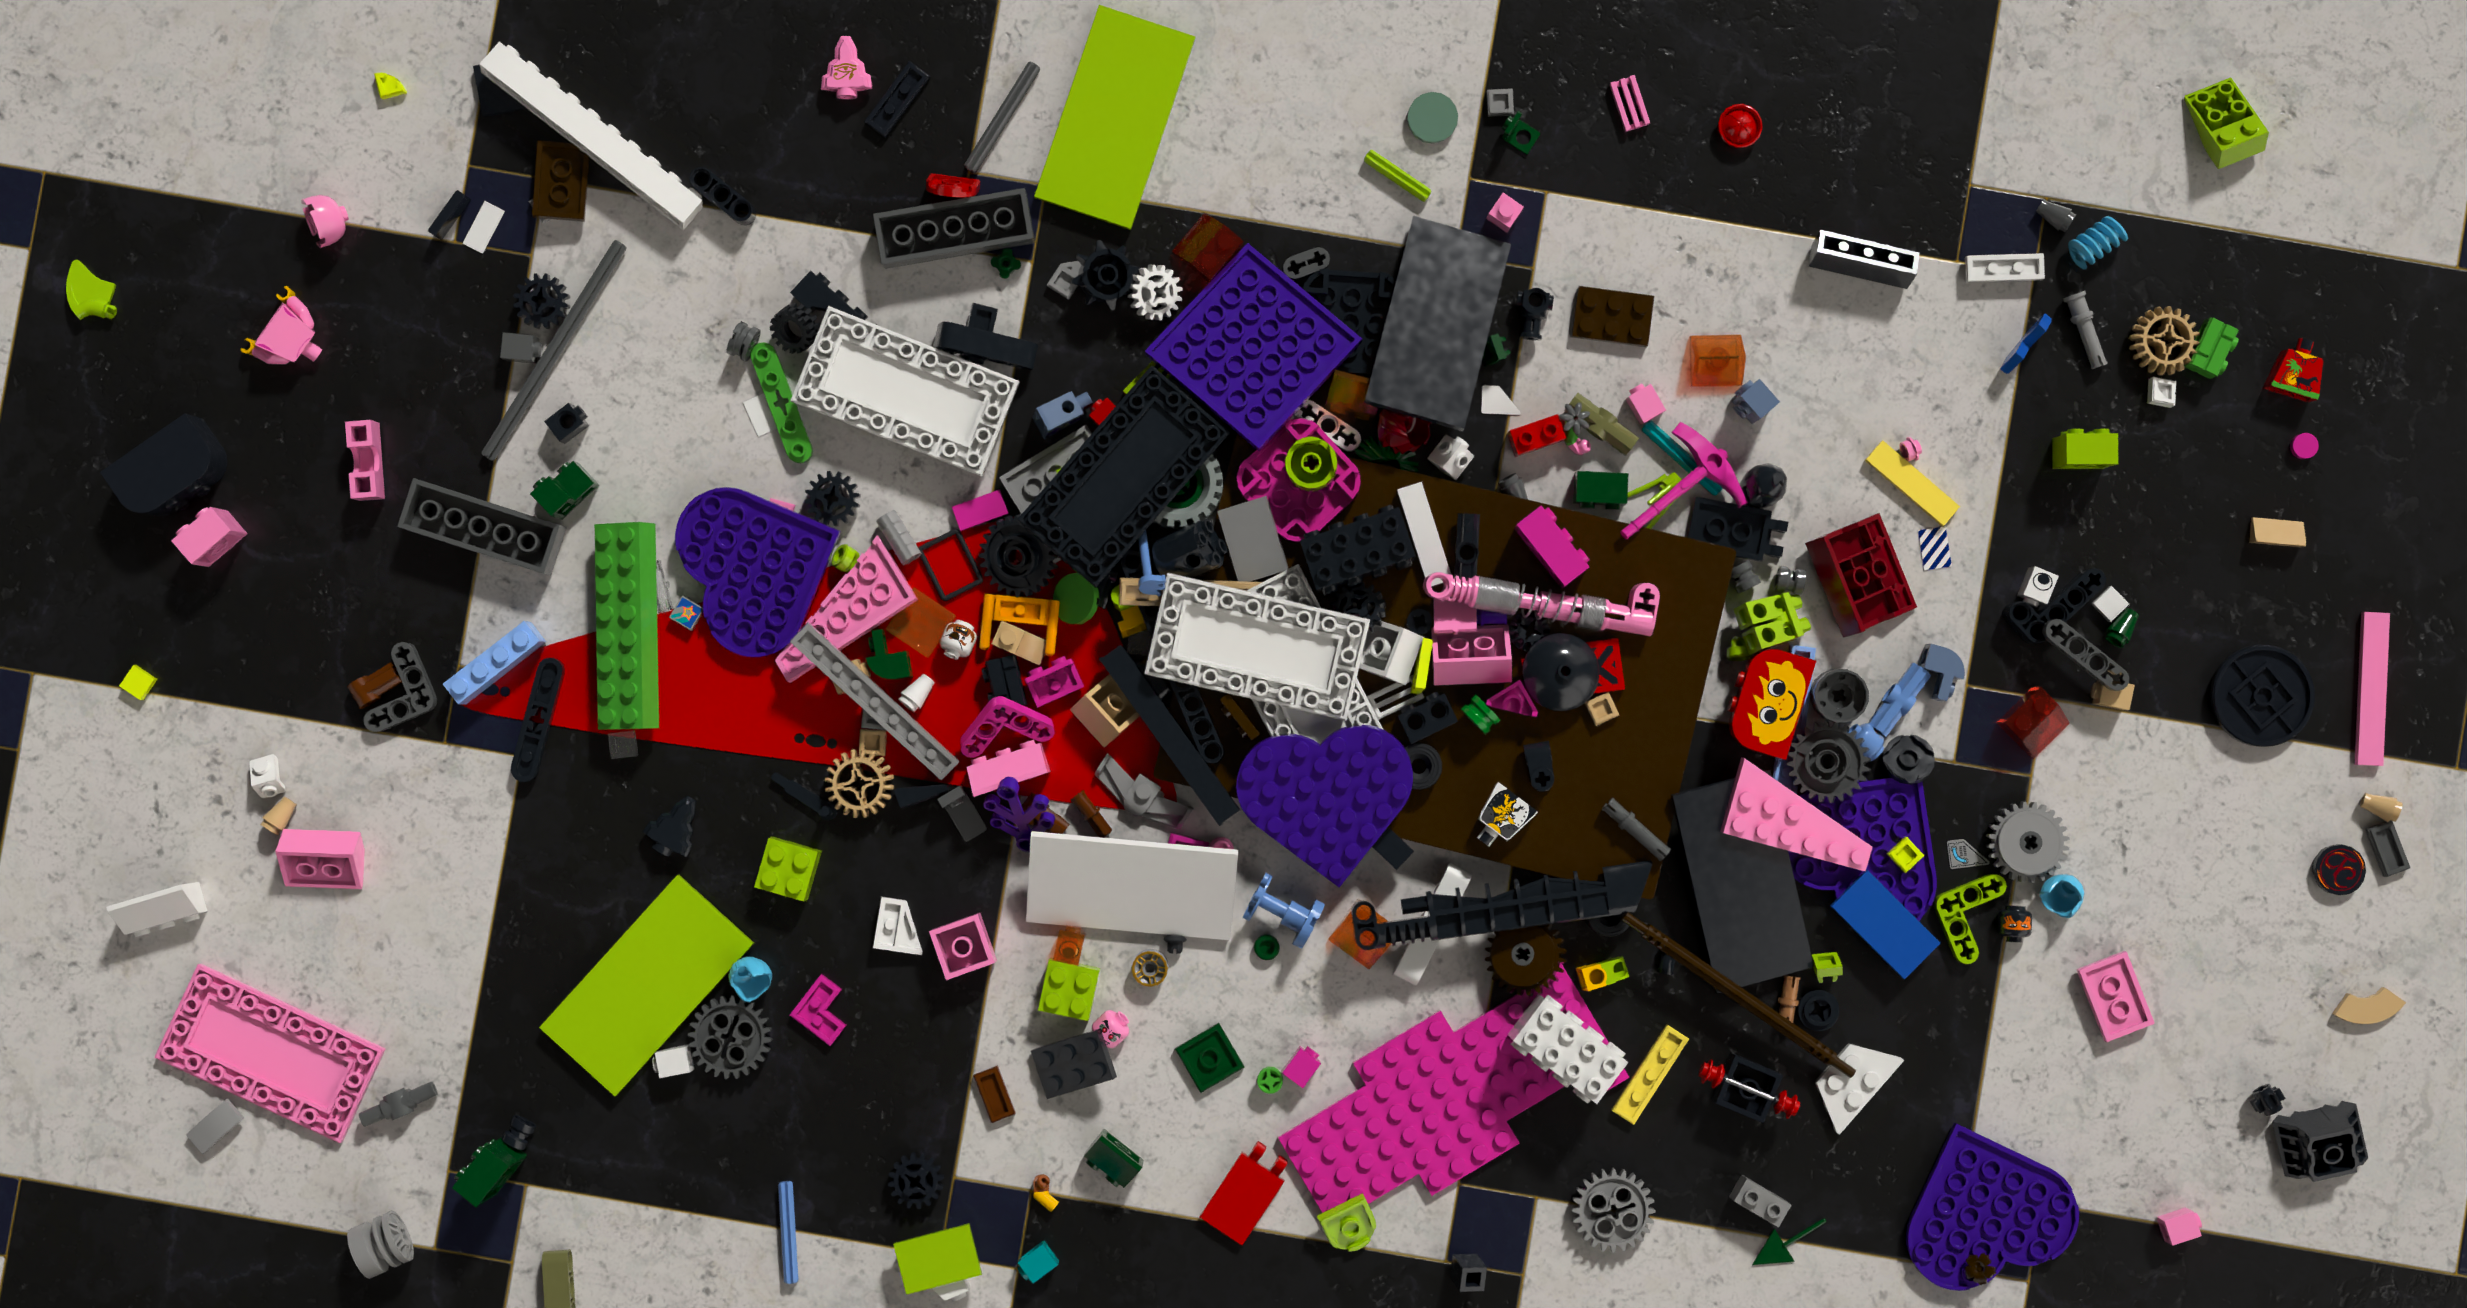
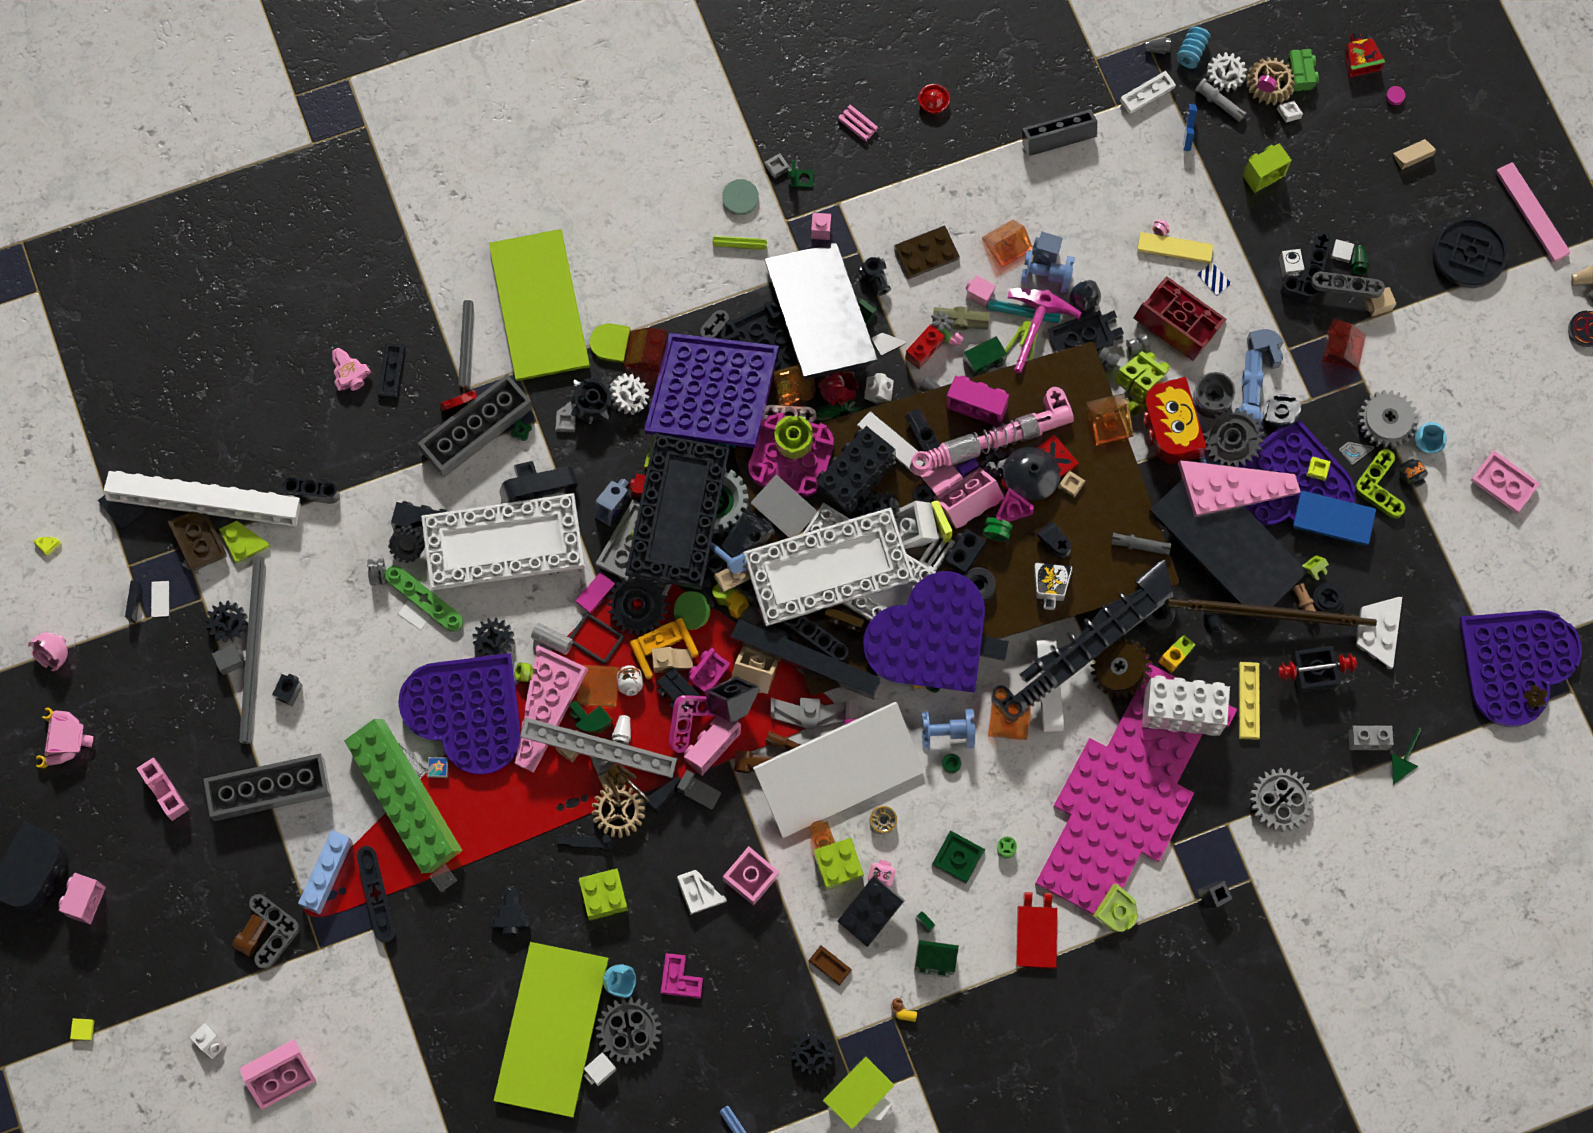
camera: 30 degrees left, 15 degrees down
(279, 816) = (231, 1063): tan cone -> none
(565, 491) = (310, 732): dark green brick -> none
(611, 212) = (242, 541): none -> lime wing
(881, 747) = (618, 775): none -> dark brown plant
(1008, 790) = (737, 767): dark purple plant -> none
(1037, 1262) = (927, 1059): teal brick -> none
(1056, 735) = (731, 698): none -> black slope
(1127, 1110) = (925, 921): none -> dark green tile
(1172, 212) = (610, 342): none -> lime tile
(1175, 942) = (889, 794): black piece -> none
(1302, 1065) = (1022, 825): dark pink brick -> none
(1694, 658) = (1110, 419): none -> clear orange slope
(1747, 434) = (1055, 272): none -> medium blue piece
(2124, 303) = (1235, 74): none -> white gear
(2153, 346) = (1266, 84): none -> dark pink tile

